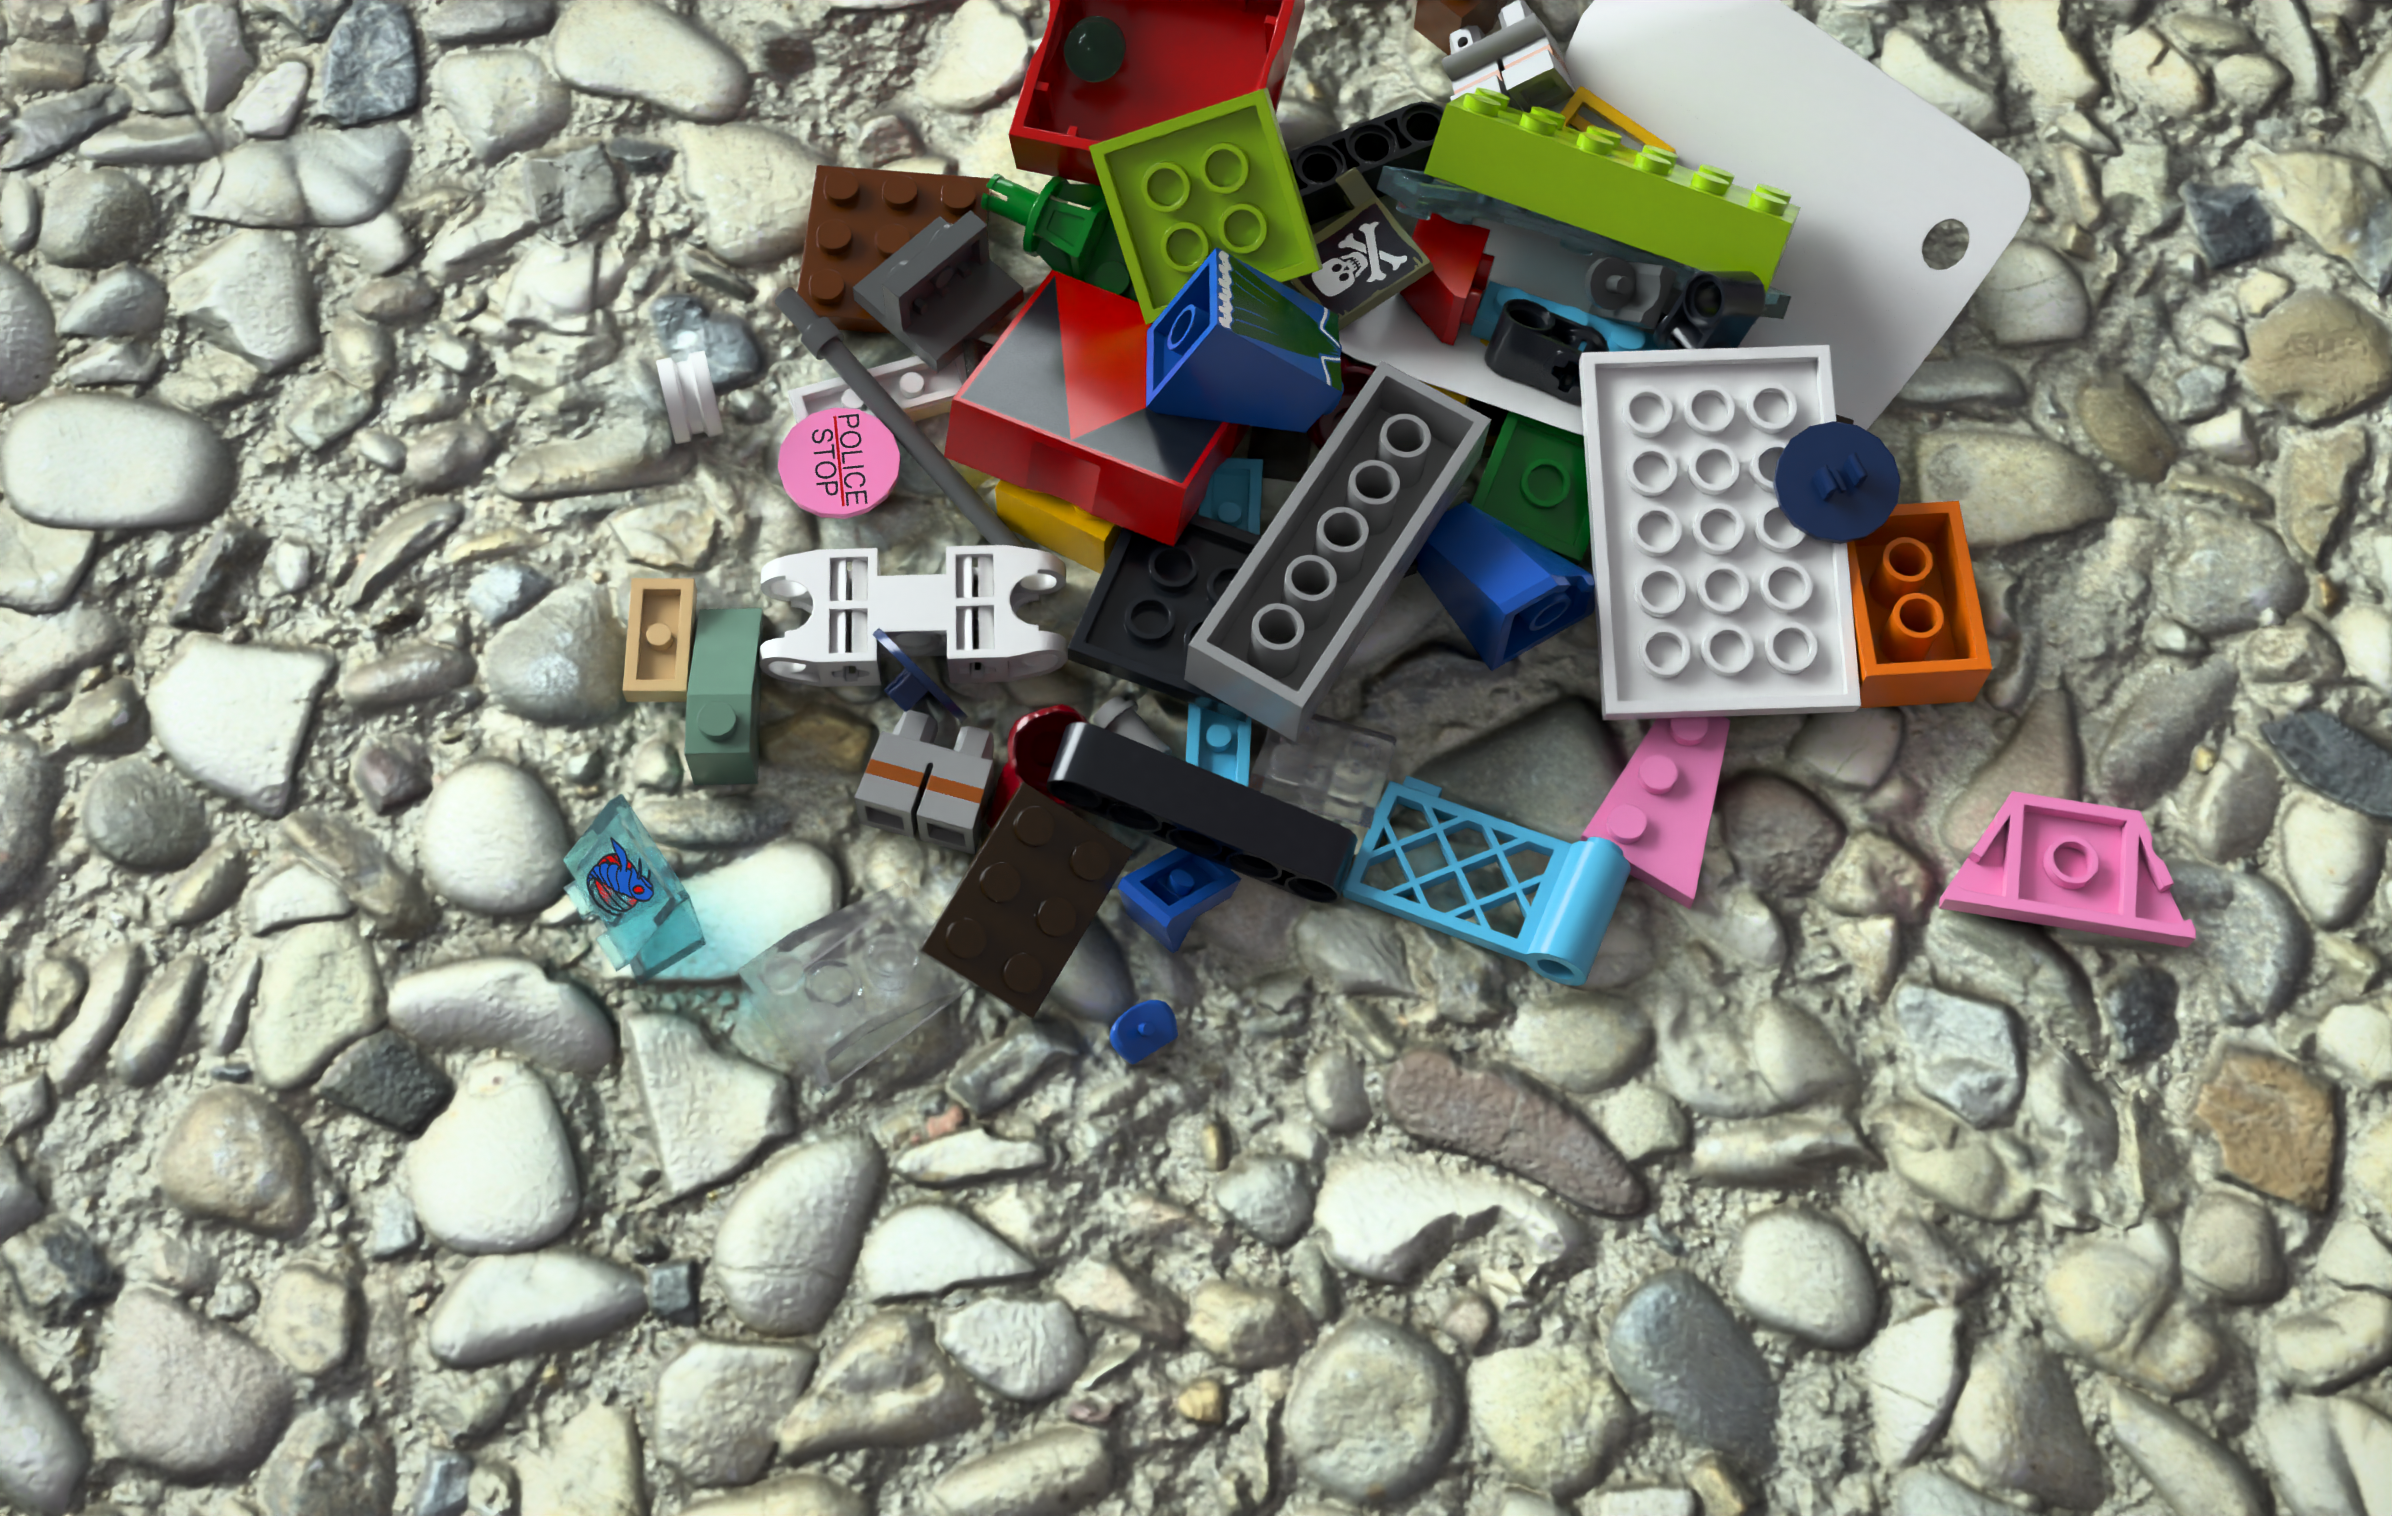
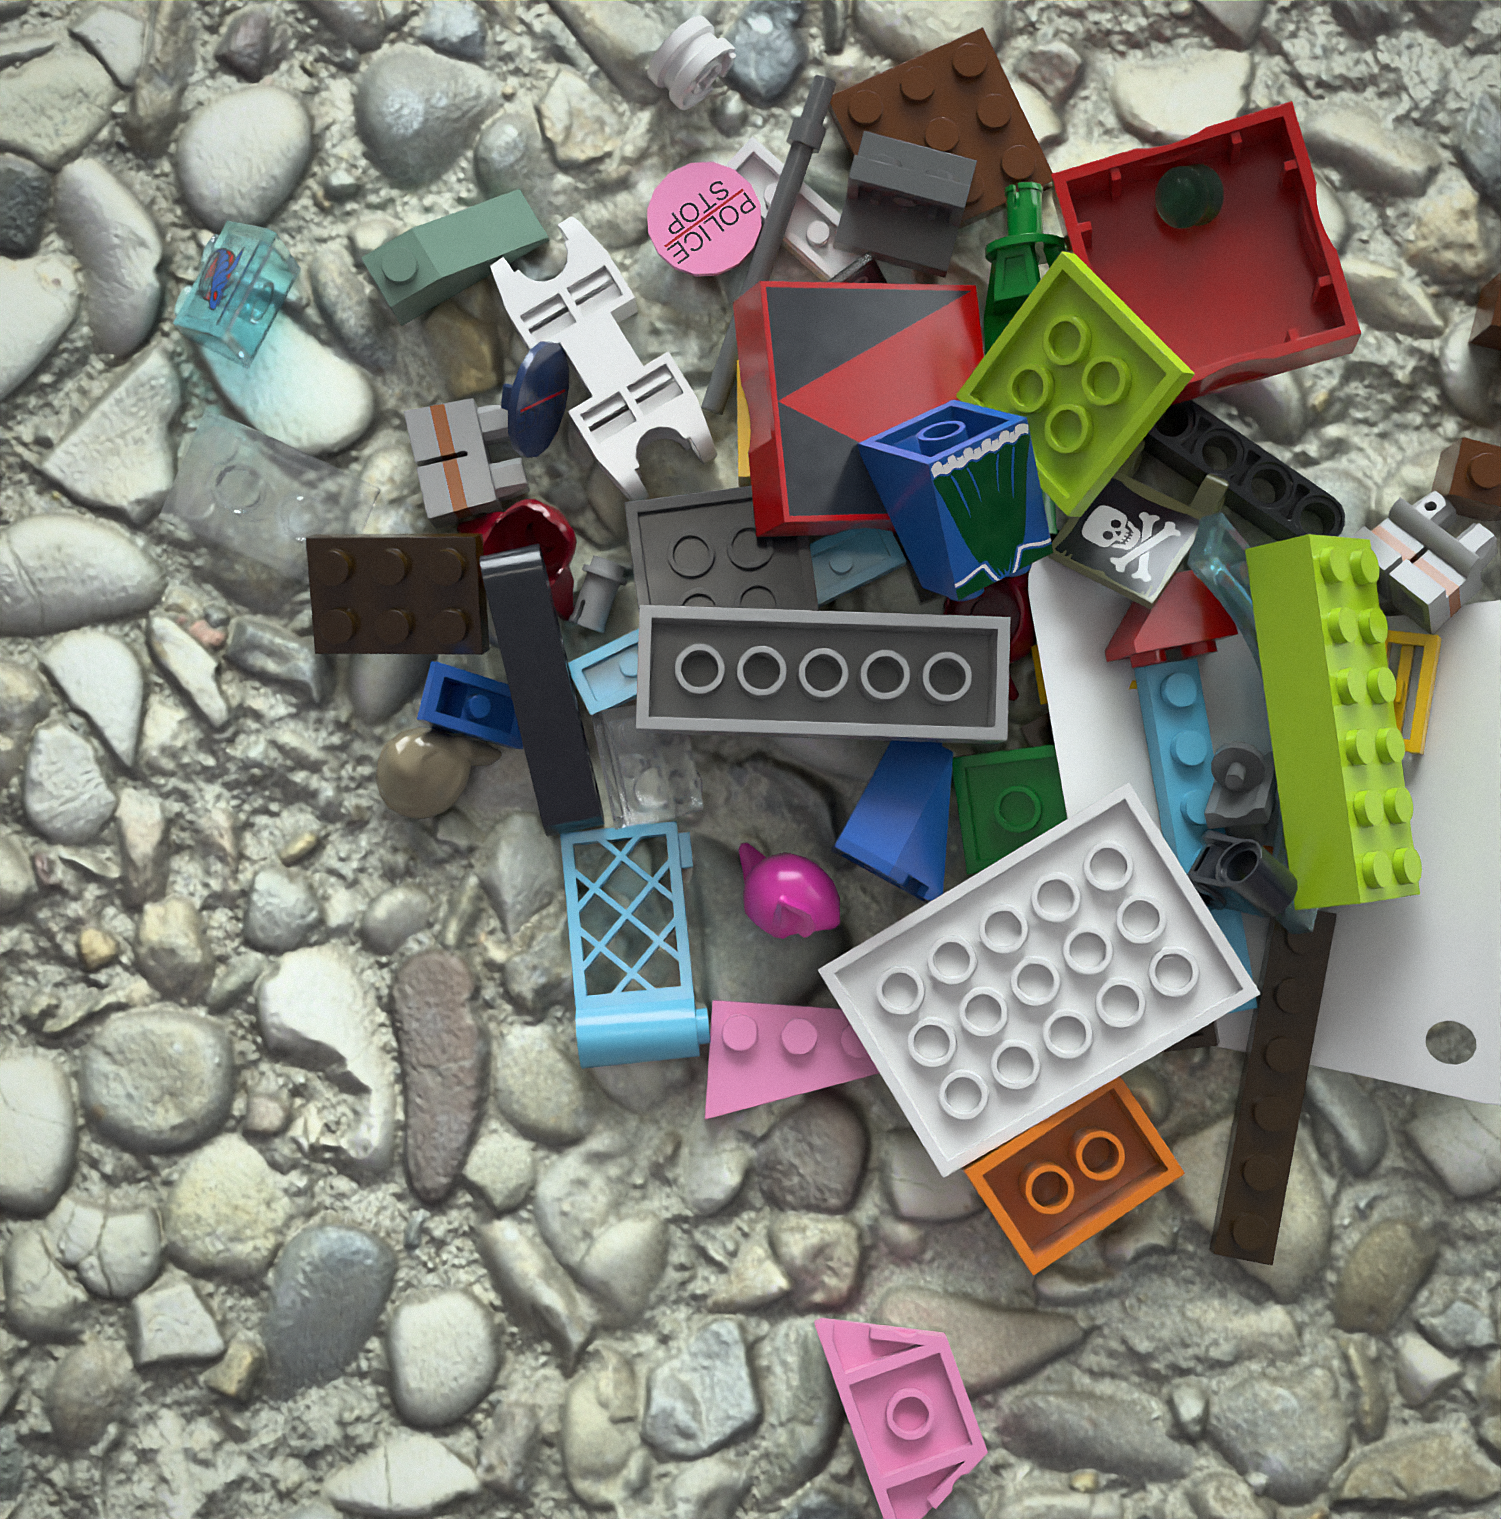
camera: 65 degrees right, 20 degrees up
(659, 639) = (471, 173): tan plate -> none
(1143, 1030) = (352, 742): blue piece -> none
(1211, 975) = (428, 770): none -> dark tan hat
(1514, 709) = (788, 893): none -> dark pink piece
(1540, 348) = (1139, 740): black piece -> none
(1836, 482) = (1131, 1063): dark blue piece -> none
(1924, 428) = (1271, 1091): none -> dark brown plate

